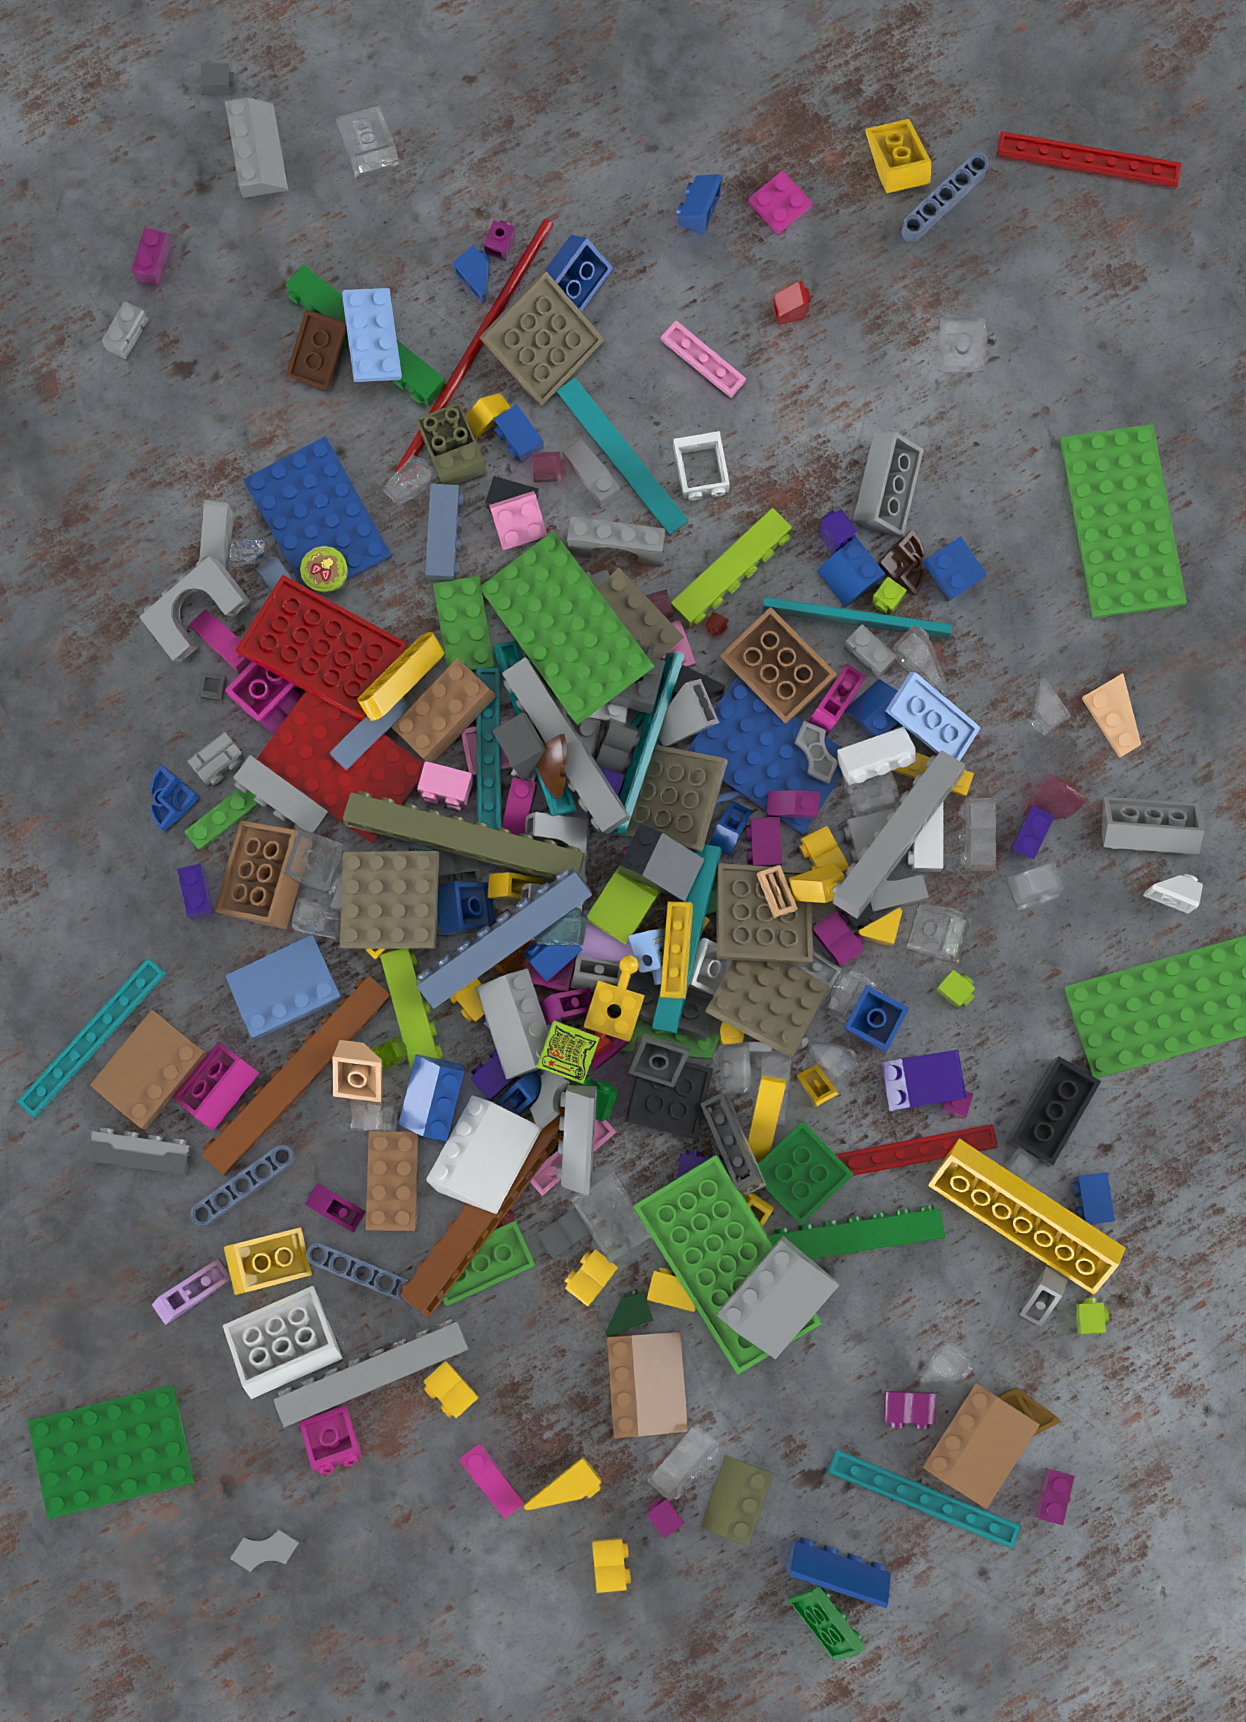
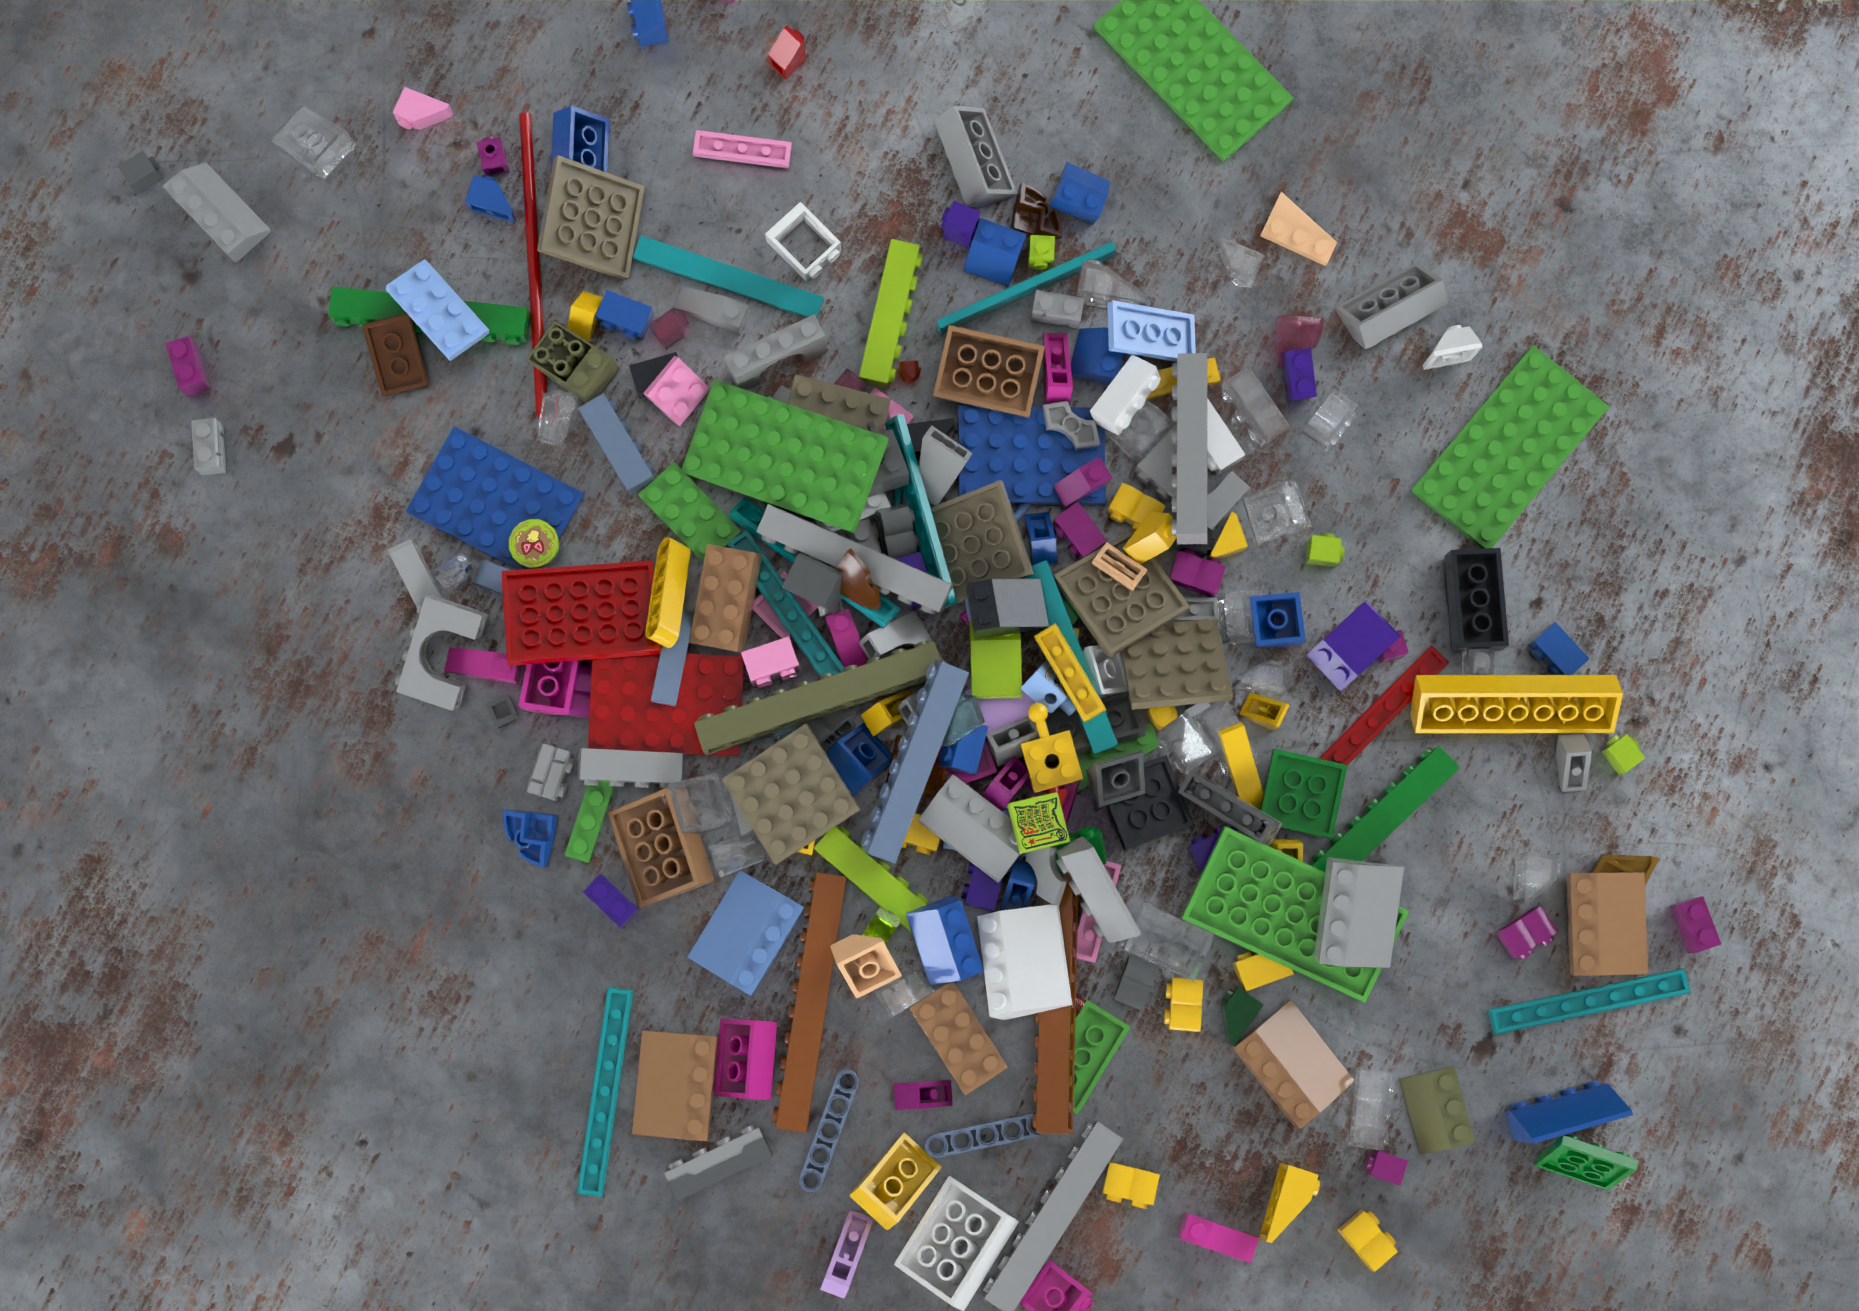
camera: 40 degrees left, 0 degrees up
(466, 166) = (420, 110): none -> bright pink slope

